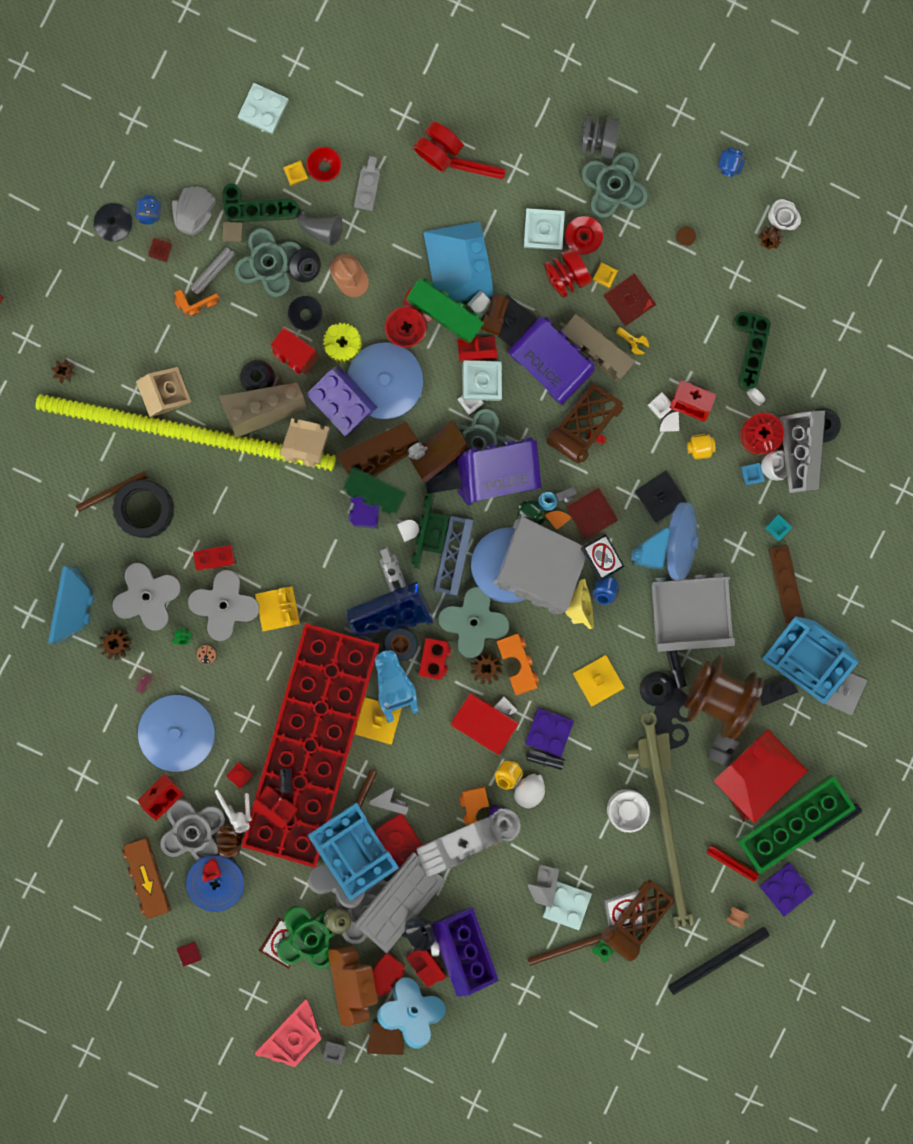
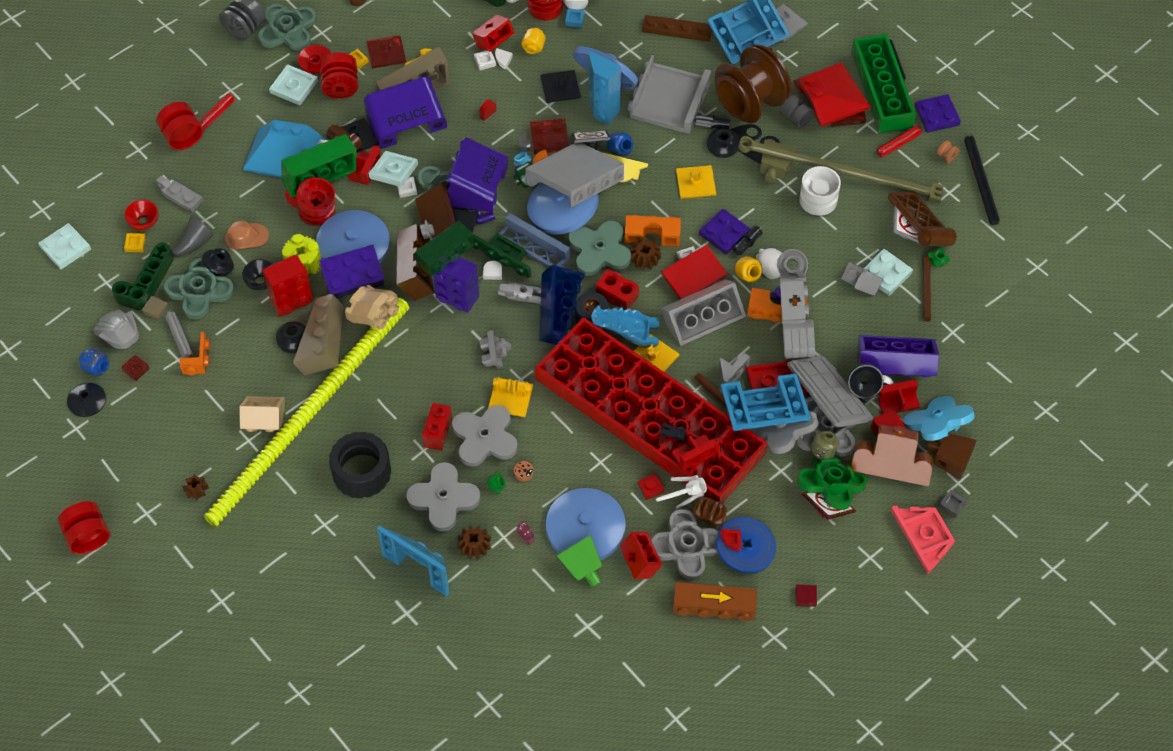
camera: 70 degrees left, 30 degrees down
(109, 492) = (328, 496): reddish brown bar -> none
(133, 747) = (582, 561): none -> bright green torso
(320, 574) = (497, 347): none -> light grey hips
(444, 749) = (703, 312): none -> light grey slope
(573, 445) = (481, 123): reddish brown piece -> none
(778, 527) = (627, 16): teal plate -> none

